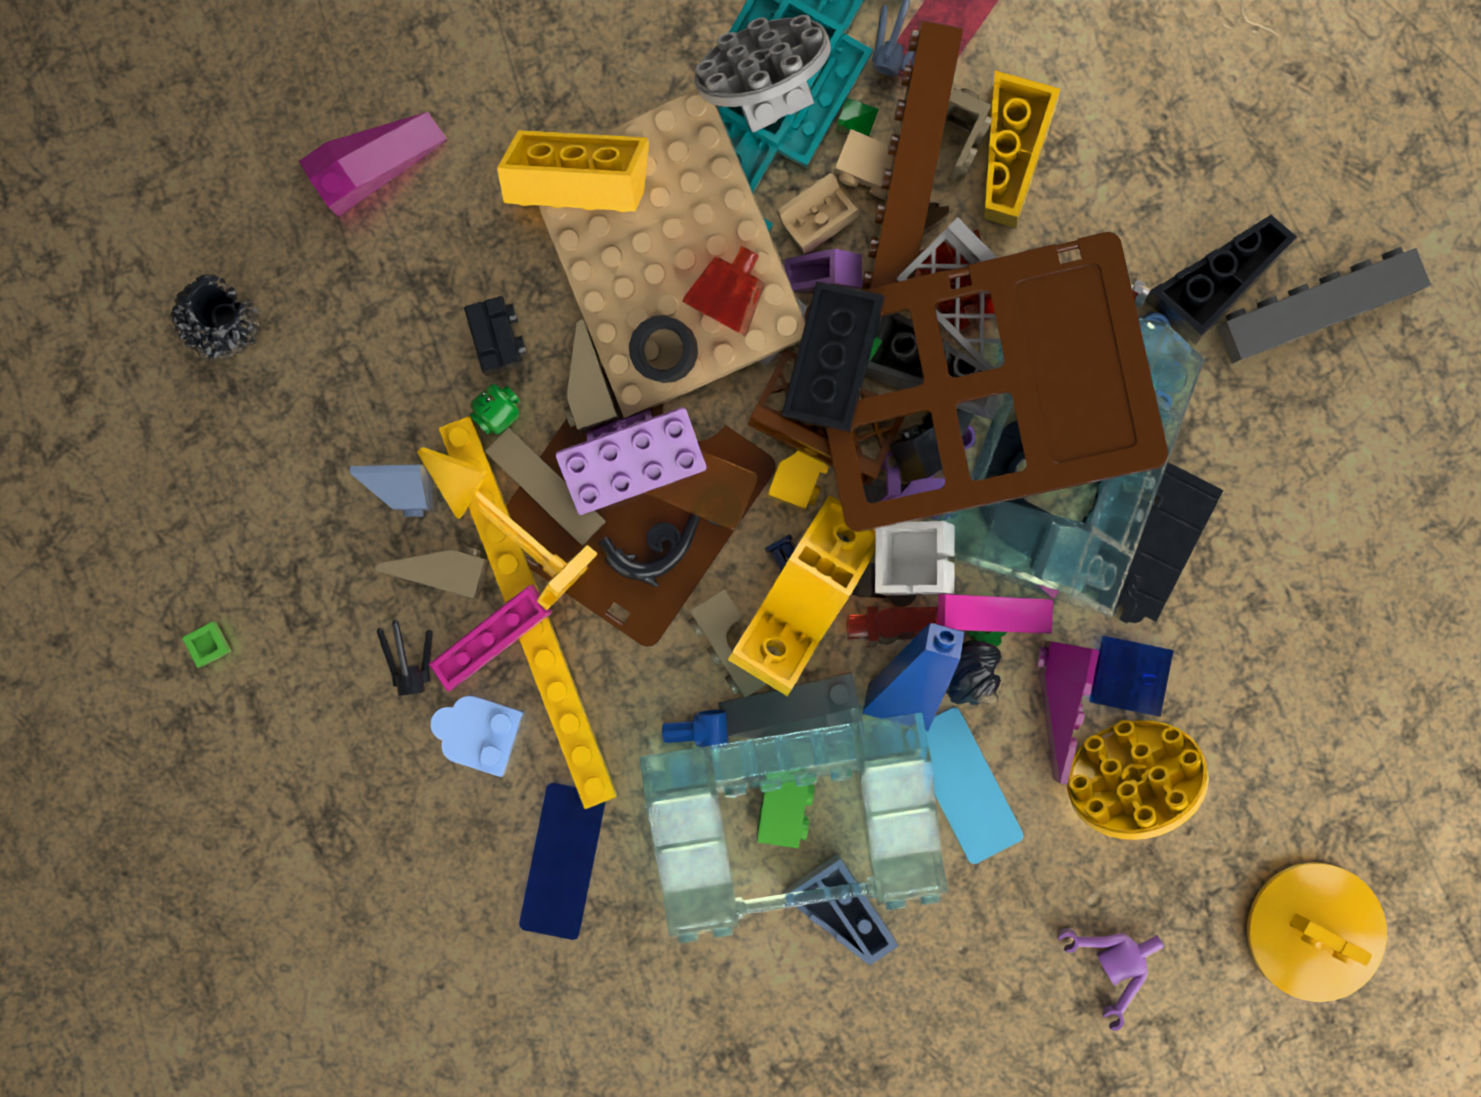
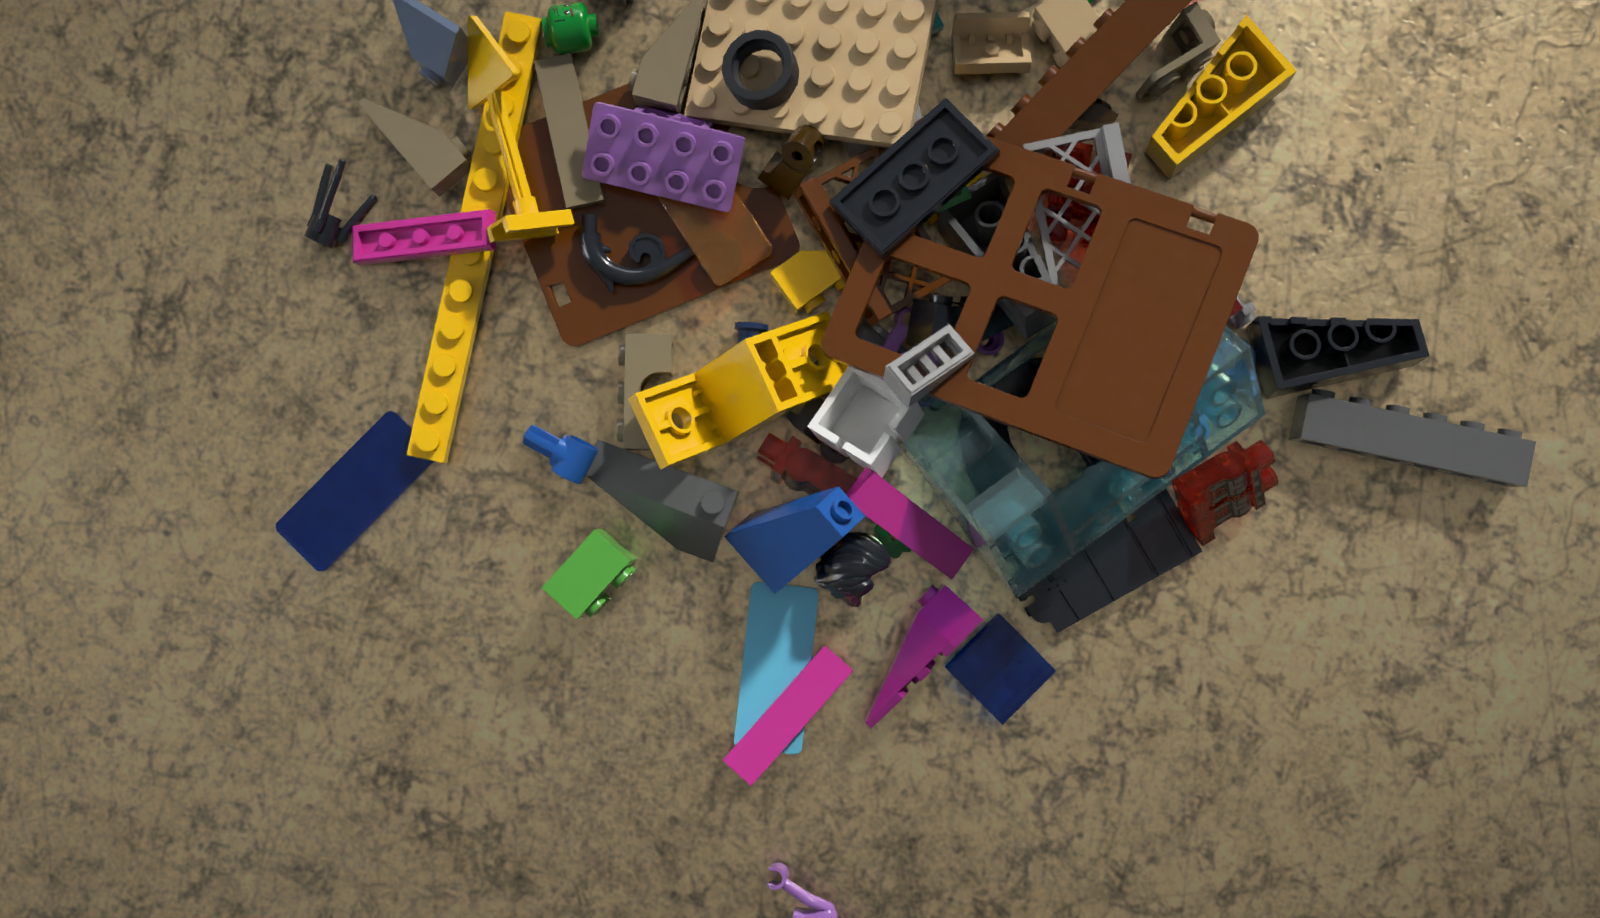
camera: 30 degrees right, 0 degrees up
(206, 644) = (159, 72): bright green plate -> none
(477, 733) = (355, 320): light blue plate -> none
(728, 291) = (856, 52): clear red torso -> none
(730, 408) = (788, 169): none -> dark brown leg
(826, 266) = (967, 94): medium lavender slope -> none
(849, 920) = (584, 707): sand blue wedge -> none
(894, 798) = (487, 535): clear light blue brick -> none
(927, 518) = (902, 387): none -> light grey slope
(996, 815) = (787, 715): none -> dark pink tile
(1137, 779) = (940, 767): yellow bracket -> none
(1210, 433) = (1224, 488): none -> clear red hips

